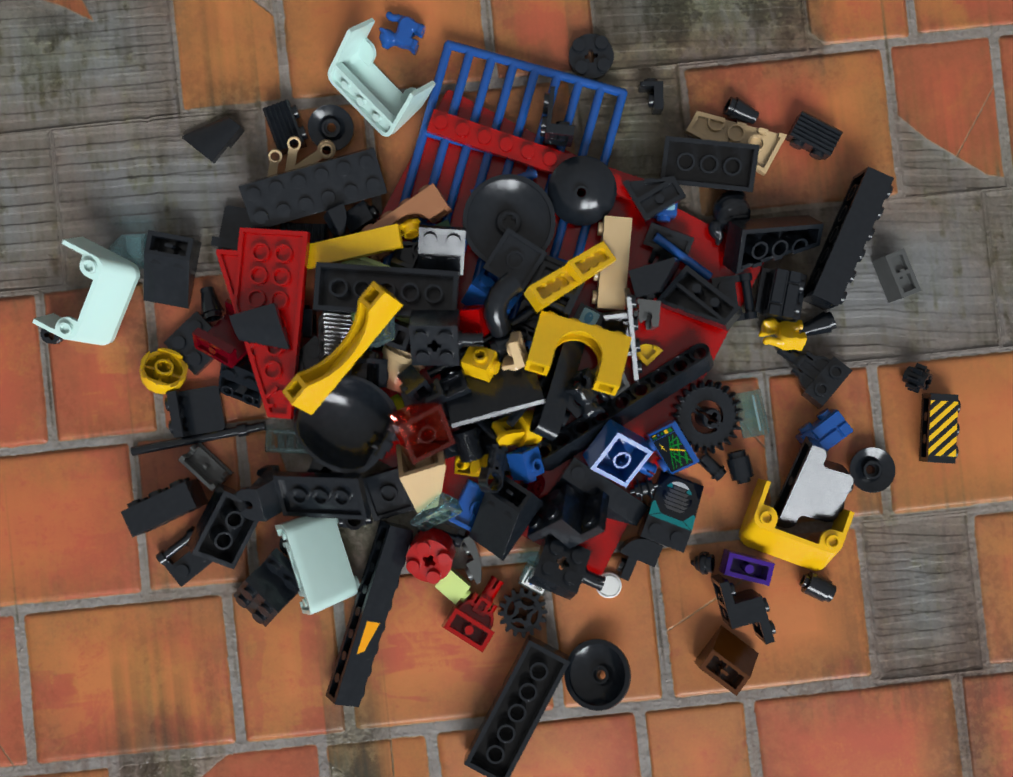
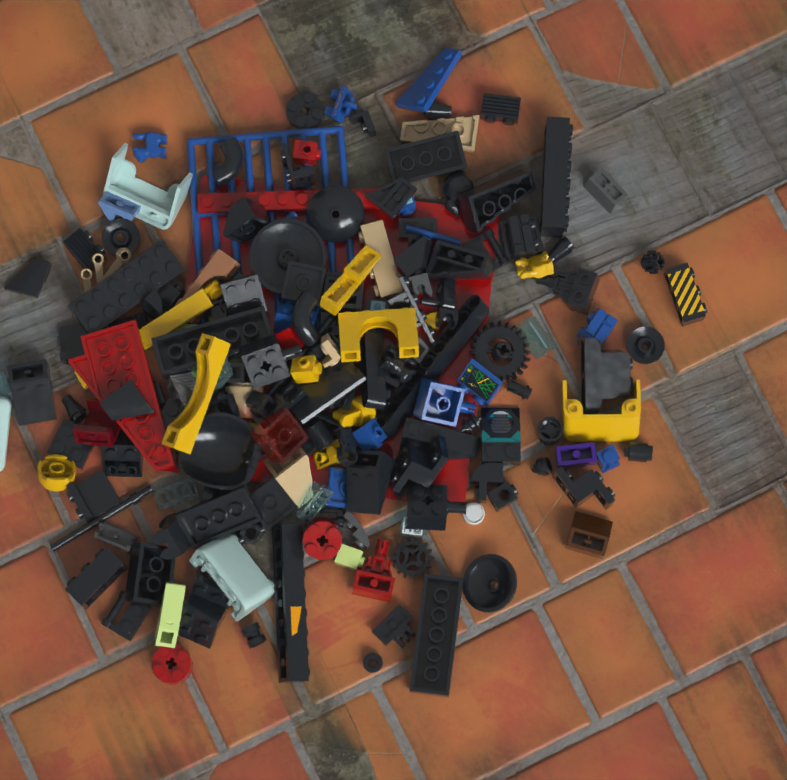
camera: 20 degrees left, 10 degrees down
(203, 633) = (176, 674): none -> red brick
(228, 583) = (170, 615): none -> yellowish green slope
(317, 632) = (253, 635): none -> black wheel
(338, 91) = (115, 206): none -> medium blue slope
(433, 715) = (367, 659): none -> black plate
(475, 161) = (245, 220): none -> black slope
(475, 680) = (395, 627): none -> black hinge
(486, 87) = (232, 163): none -> black cylinder
(574, 106) = (306, 152): none -> red brick
(637, 66) = (343, 104): none -> blue hips
(639, 575) = (500, 504): none -> black brick
(666, 341) = (444, 303): none -> black piece
(728, 527) = (549, 431): none -> black wheel
(740, 466) = (541, 381): black brick -> none
(744, 76) = (428, 85): none -> blue wing
(782, 582) = (607, 458): none -> blue brick

